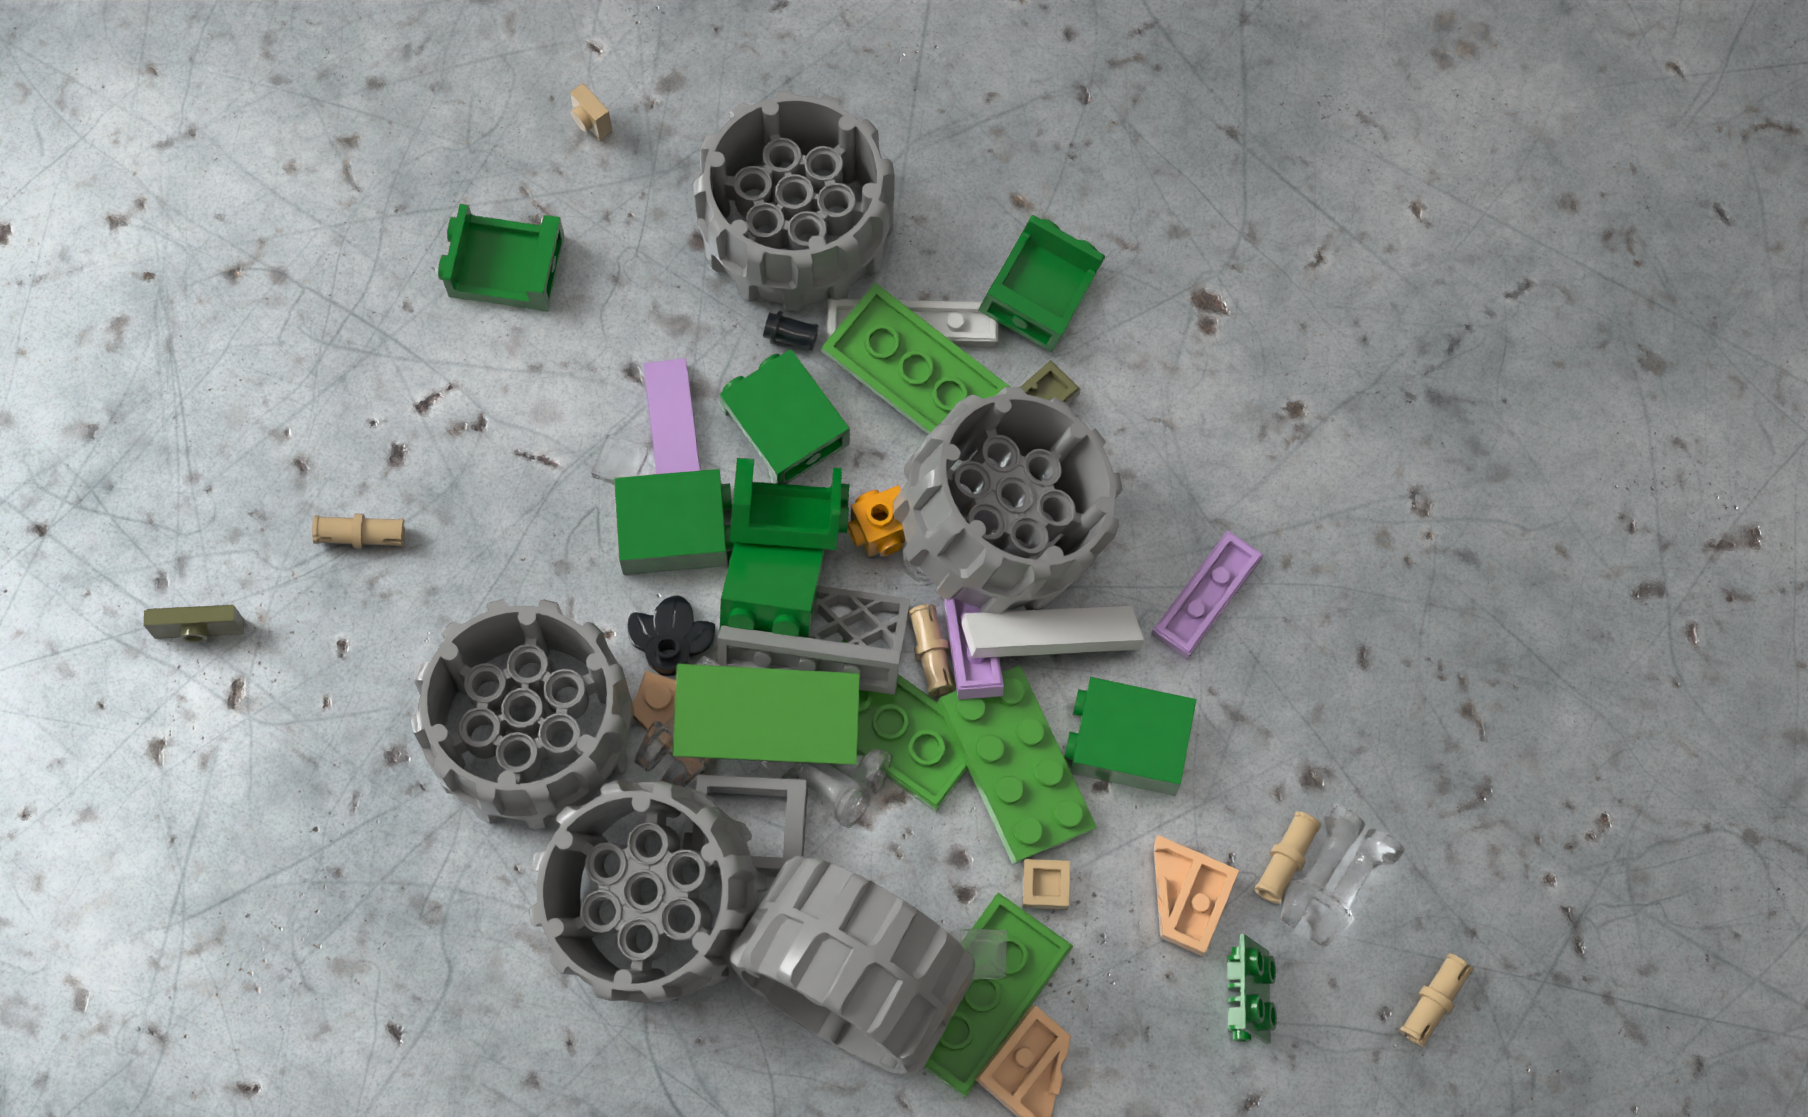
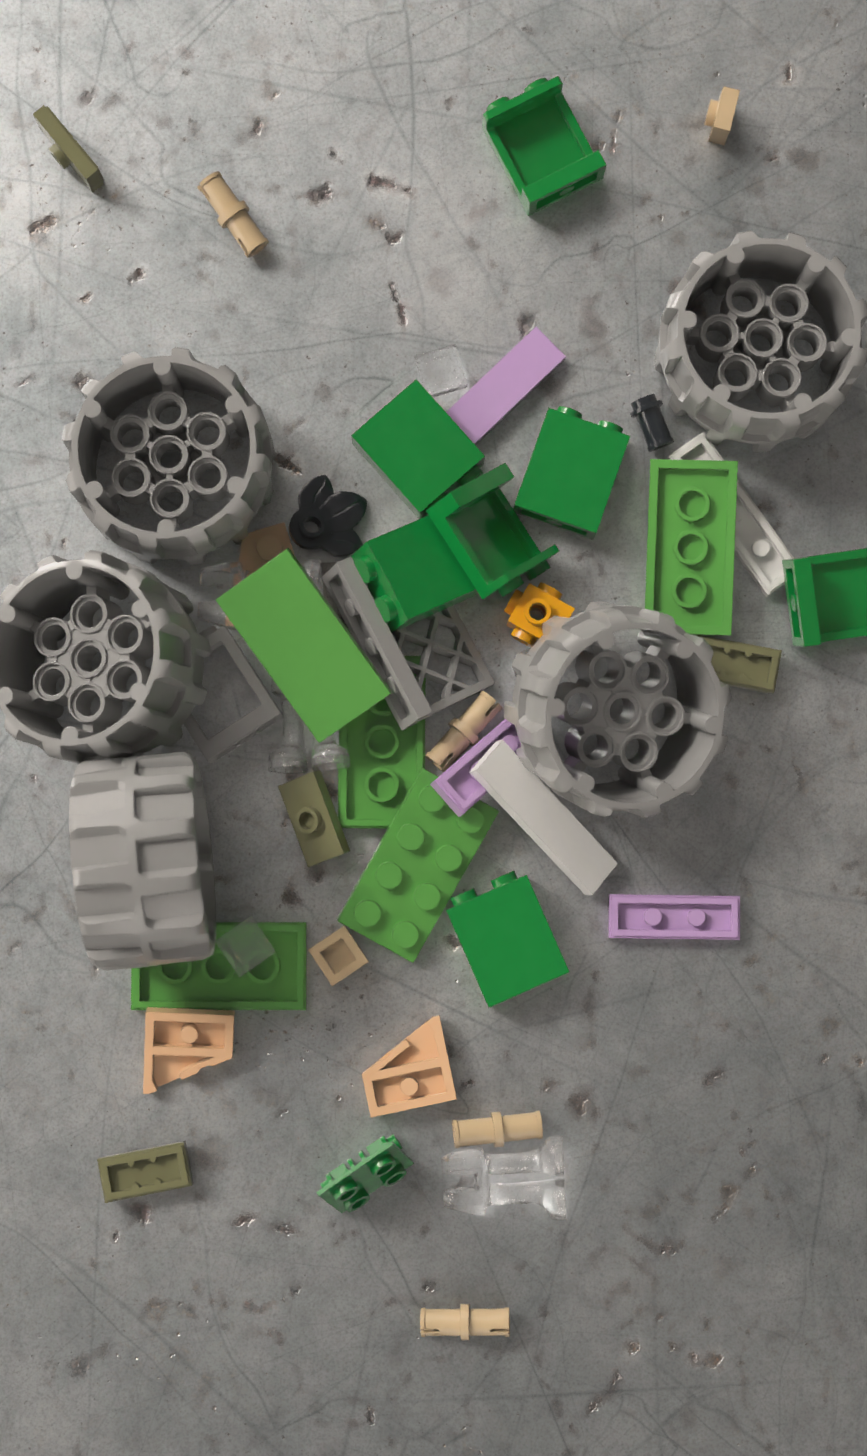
camera: 55 degrees right, 15 degrees up
(914, 822) = (314, 818): none -> olive plate

